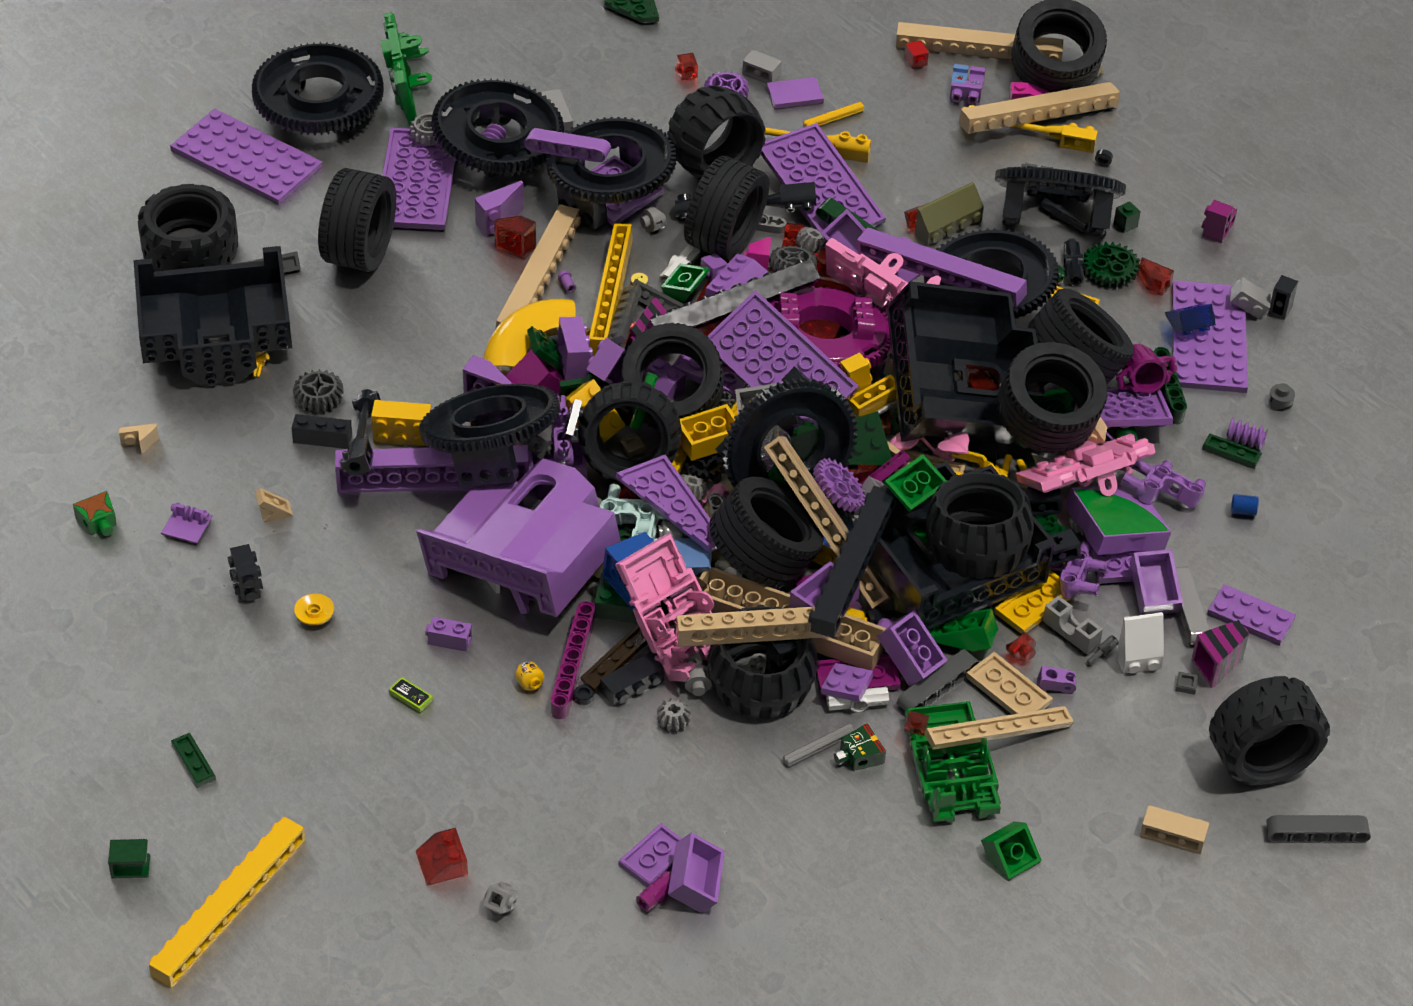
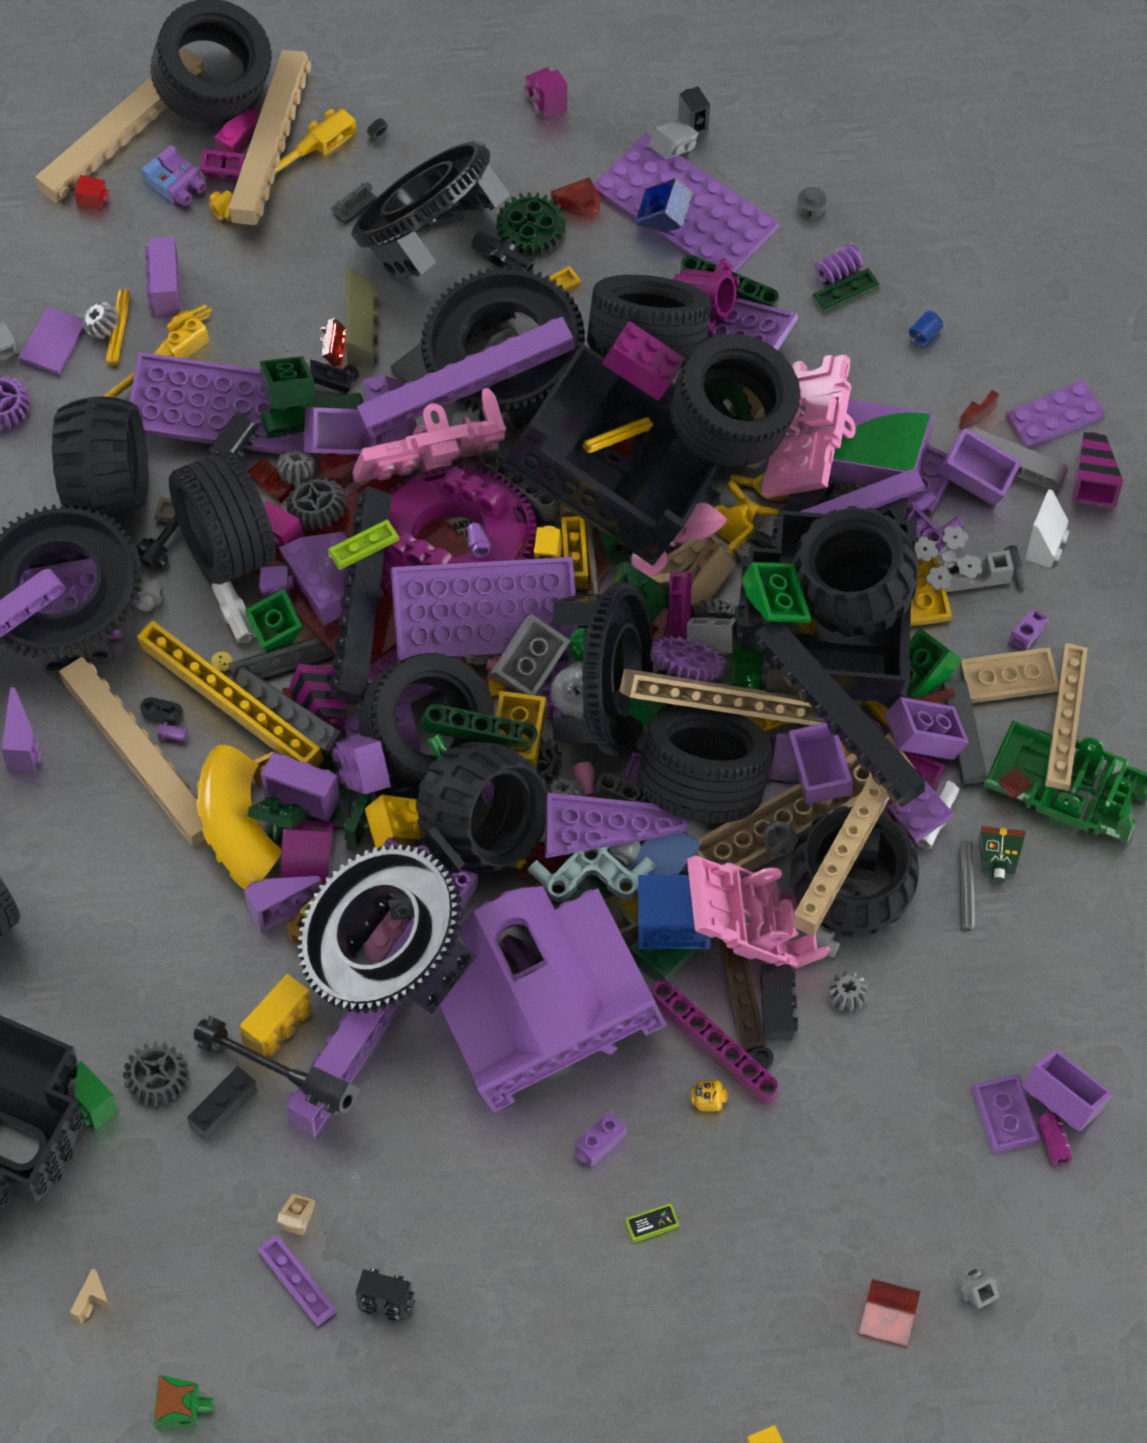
camera: 55 degrees left, 15 degrees up
(186, 523) = (256, 1317): medium lavender hinge -> none
(226, 530) = (296, 1280): none -> medium lavender plate
(274, 365) = (93, 1098): none -> green slope
(314, 609) = (475, 1242): yellow dish -> none
(515, 235) = (75, 742): clear red slope -> none
(581, 269) = (161, 711): none -> black beam
(685, 403) = (489, 723): none -> dark green beam
(749, 600) = (779, 841): none -> dark grey piece
(765, 276) = (363, 544): none -> lime tile
(824, 333) = (477, 541): none -> medium lavender cone
(827, 101) = (100, 320): none -> light grey gear
(858, 195) = (287, 383): none -> dark green brick
(873, 142) = (180, 319): none -> yellow piece
(886, 112) = (163, 276): none -> medium lavender brick
(893, 223) = (333, 377): none -> black hinge
(946, 645) = (938, 696): none -> clear red tile
(972, 361) = (617, 435): none -> yellow axle
(994, 93) = (221, 164): none -> magenta brick
(1022, 647) = (974, 631): clear red piece -> none
(1030, 325) = (643, 360): none -> magenta brick
(1059, 595) = (947, 558): none -> light grey plant
(1067, 524) = (875, 494): none -> medium lavender tile
(1161, 479) = (864, 374): medium lavender pin -> none
(1186, 683) = (1099, 523): dark grey tile -> none
(1212, 569) = (976, 412): none -> clear red slope

